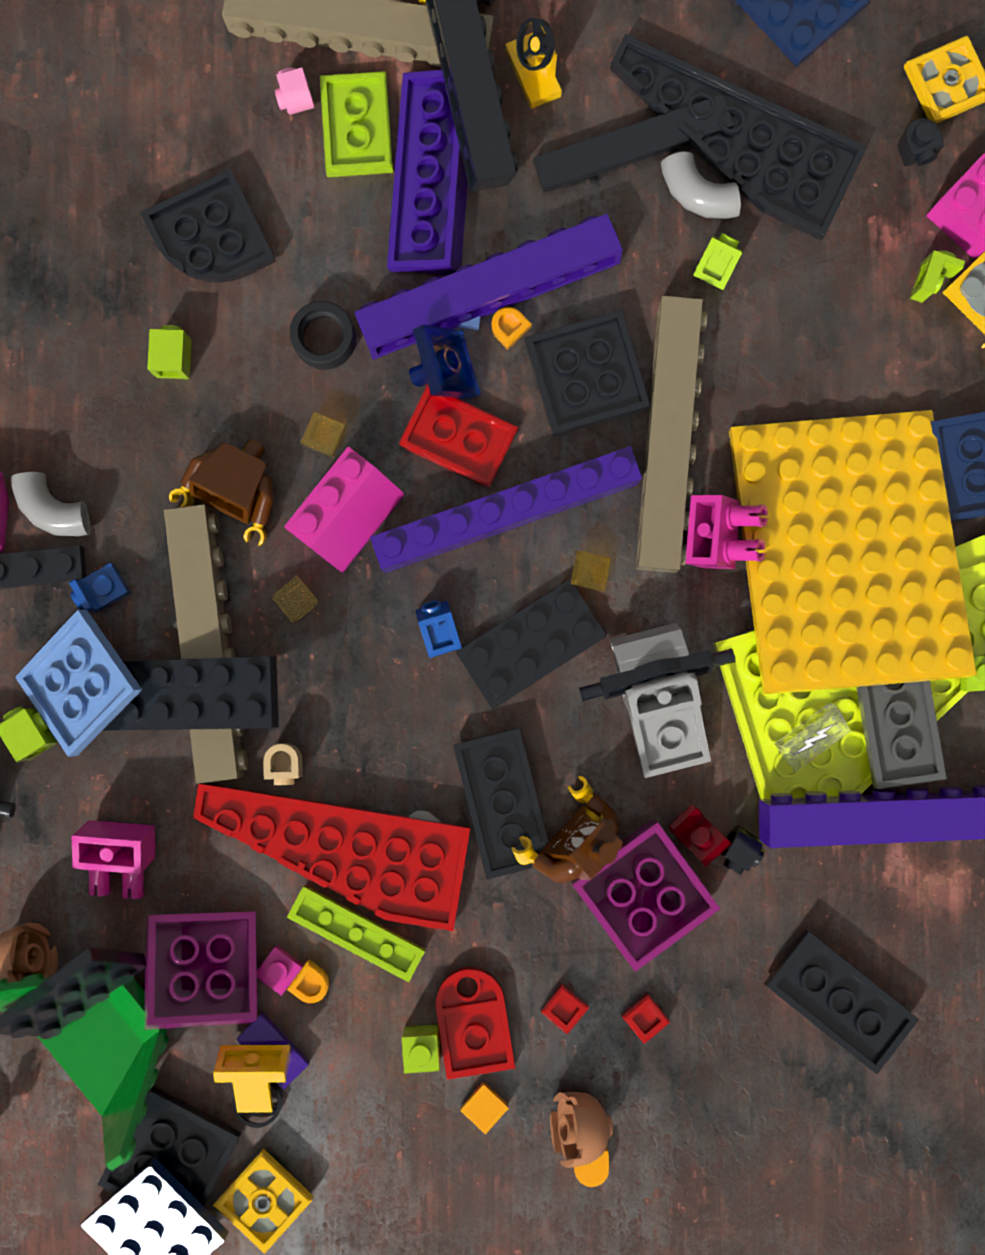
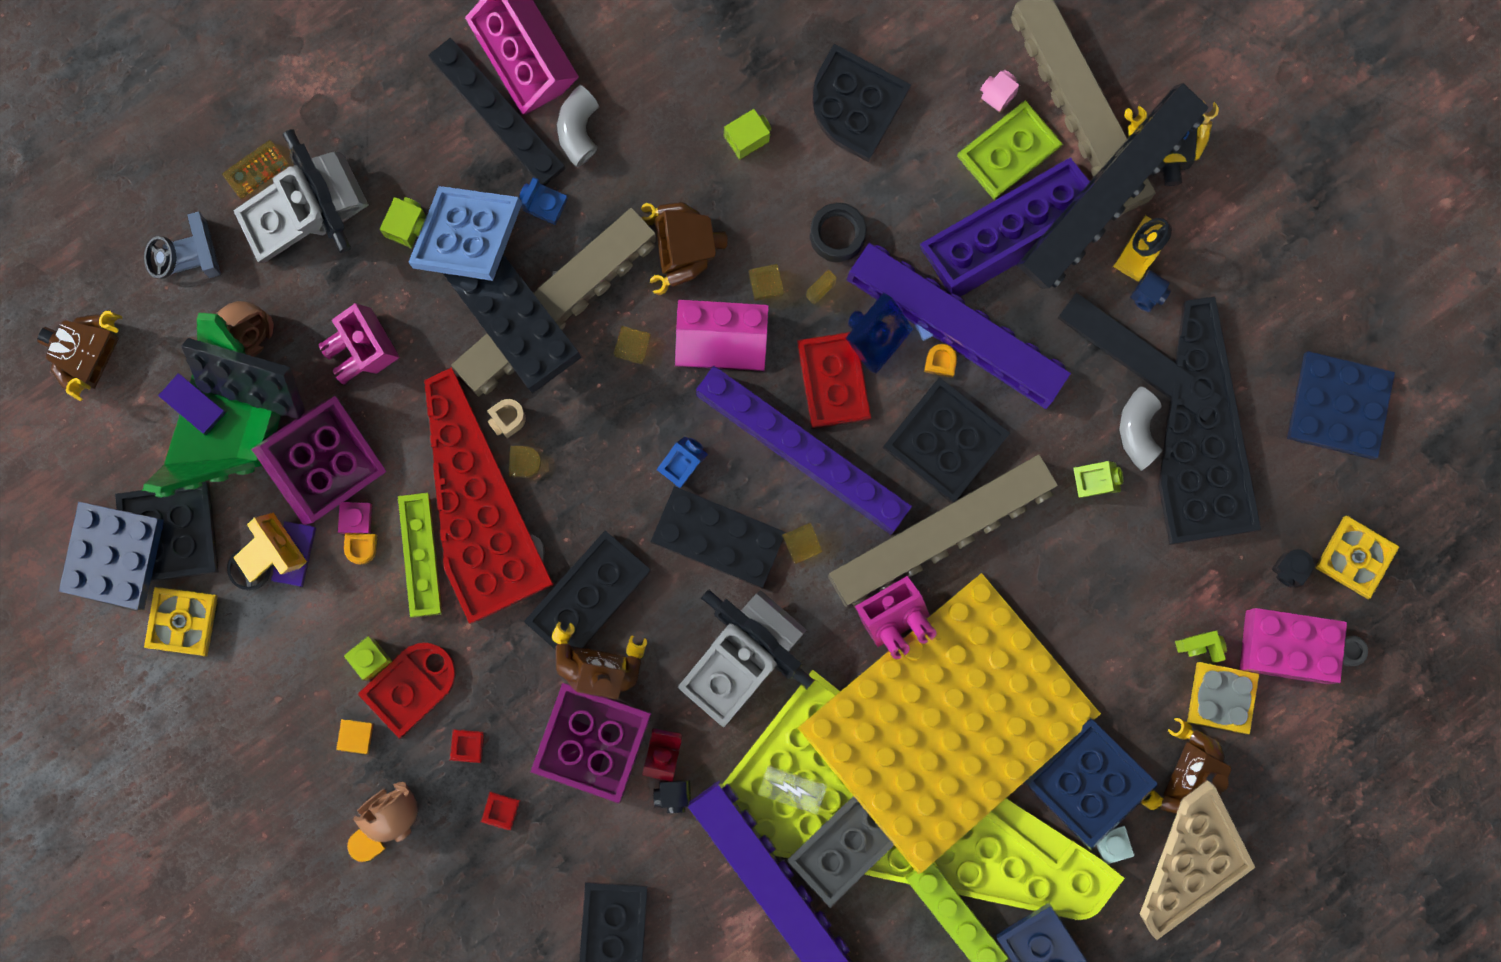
camera: 45 degrees right, 5 degrees down
(62, 1052) = (192, 404): none -> dark purple tile
(335, 776) = (523, 461): none -> clear yellow tile
(364, 386) = (821, 287): none -> clear yellow tile
(579, 89) = (1150, 291): none -> dark blue plate

